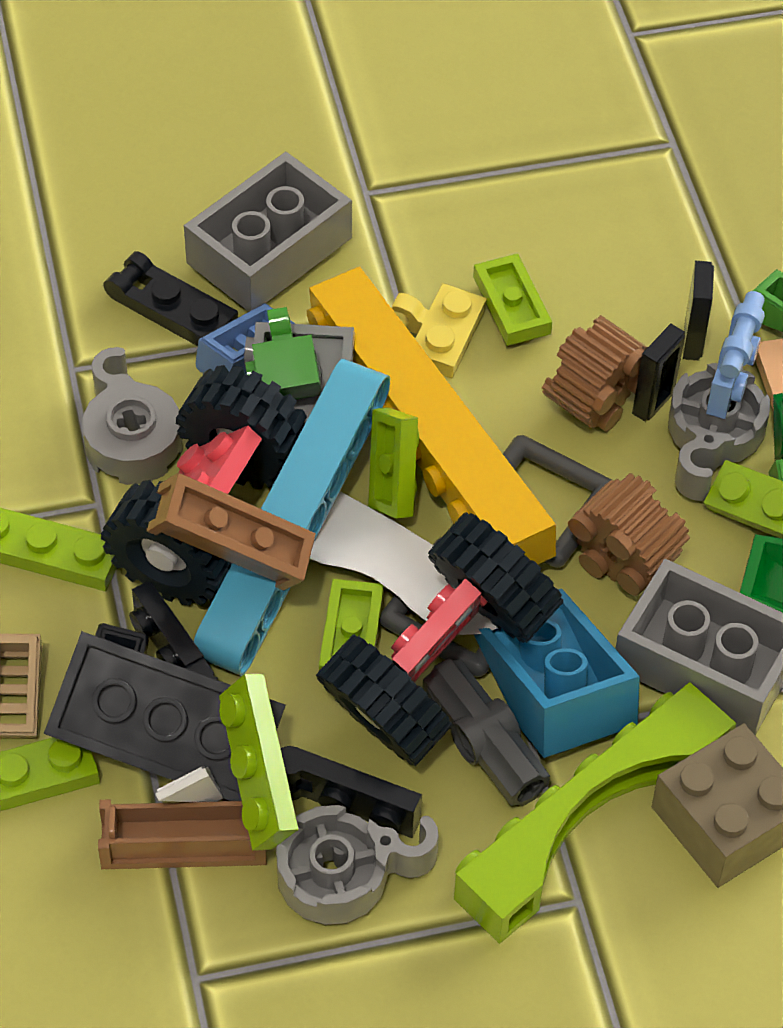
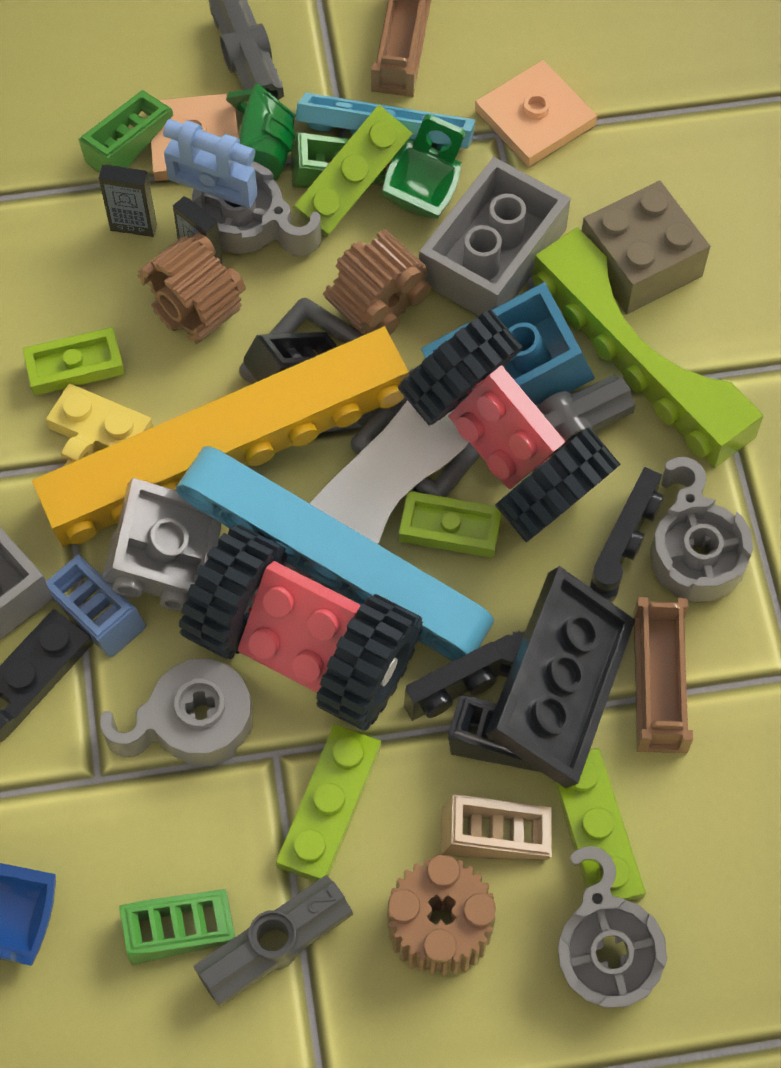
camera: 85 degrees left, 10 degrees up
(192, 787) = (632, 660): white slope -> none
(233, 530) = (401, 585): medium nougat container -> none
(257, 762) = (630, 584): lime plate -> none
(287, 359) = (174, 536): bright green brick -> none
(393, 462) = (285, 462): lime plate -> none
(542, 456) = (278, 352): none -> black slope

